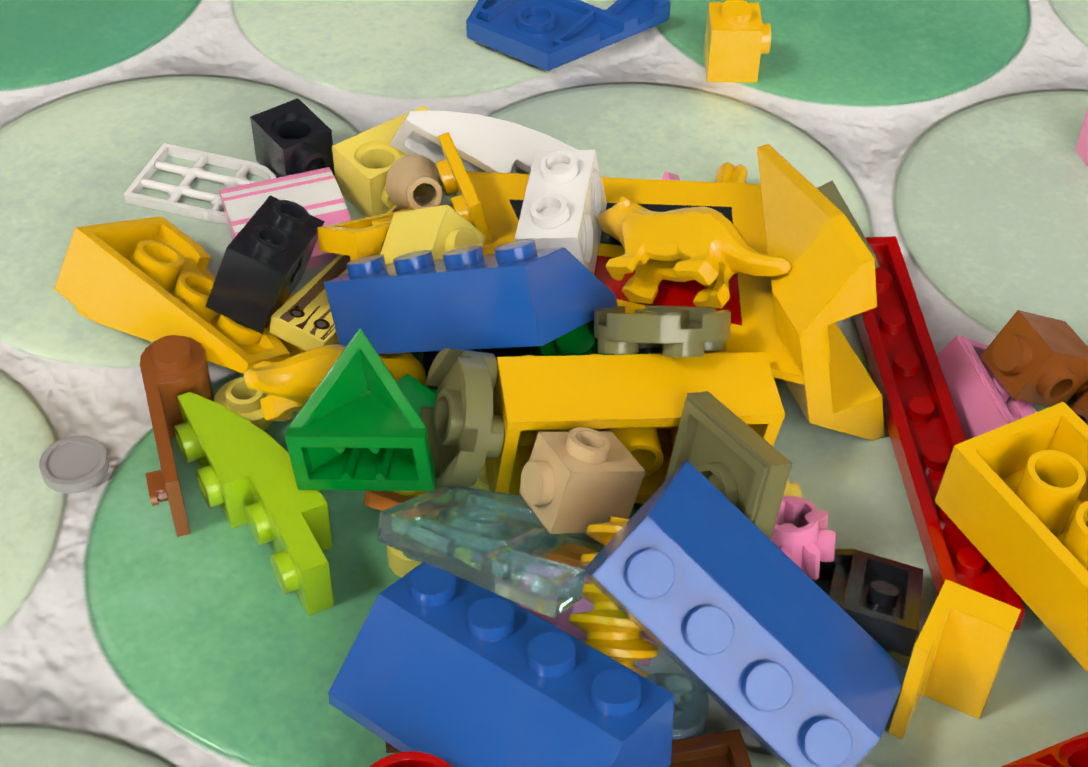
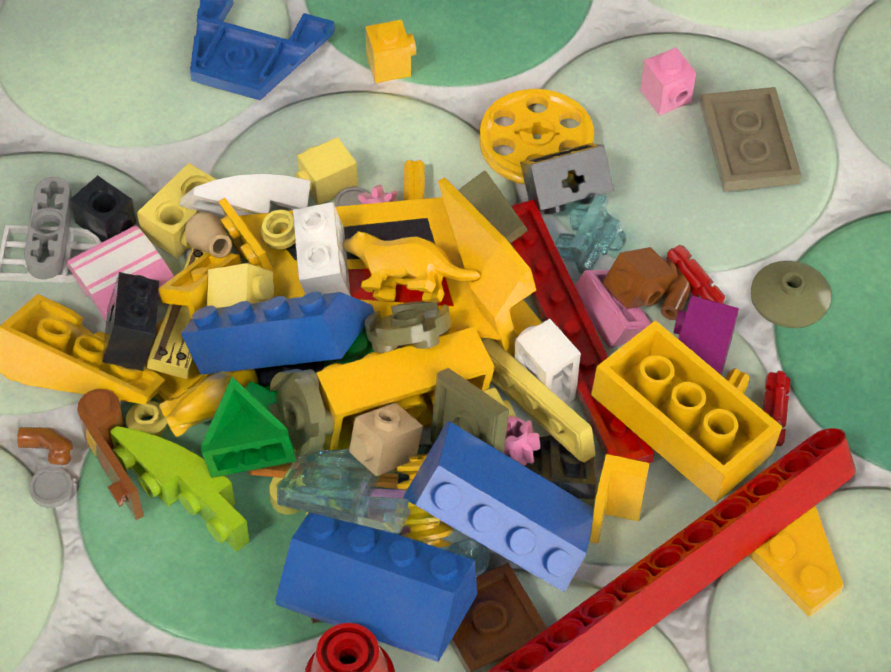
camera: 15 degrees left, 10 degrees up
(97, 398) = (46, 438): none -> dark orange arm
(215, 169) = (55, 241): none -> light grey beam
(508, 187) = (273, 224): none -> light yellow plate
(619, 145) = (328, 169): none -> light yellow brick
(853, 498) = (541, 403): none -> light yellow tile
(869, 447) = (550, 358): none -> white brick
(916, 173) = (526, 123): none -> yellow wedge
(973, 294) = (595, 235): none -> clear light blue hips
(985, 211) = (545, 175): none -> brick

